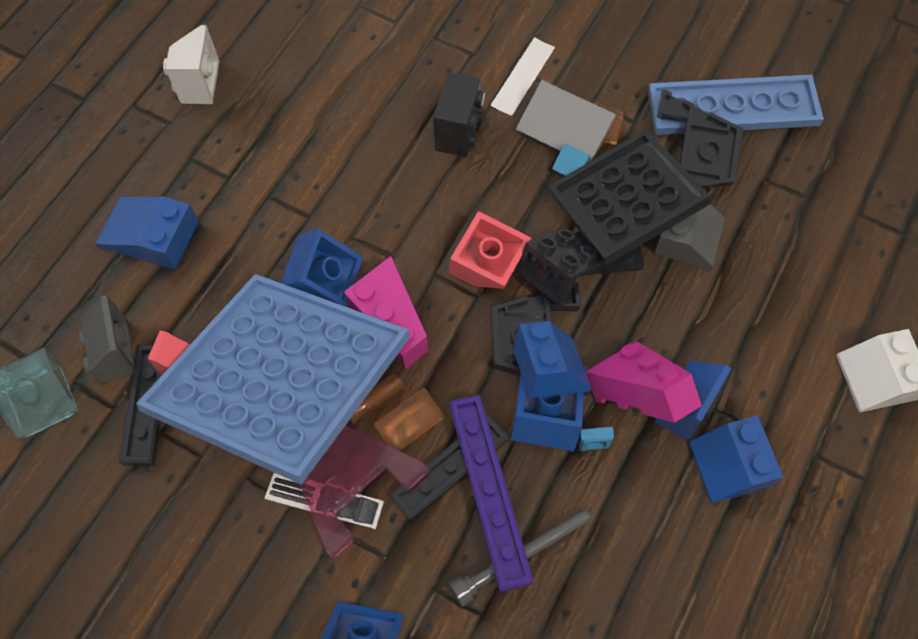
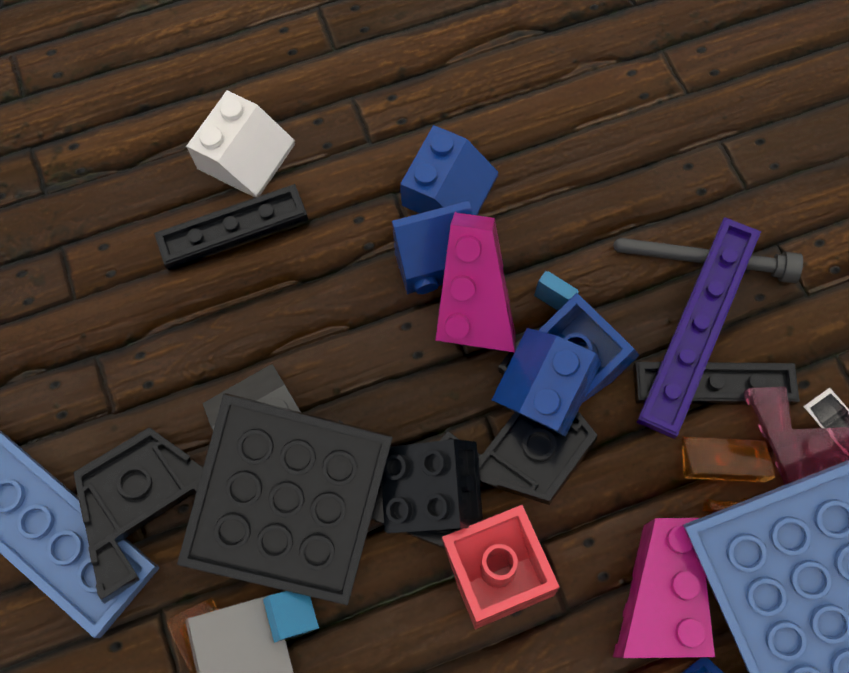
camera: 140 degrees left, 5 degrees up
(827, 324) = (230, 226): none -> black tile

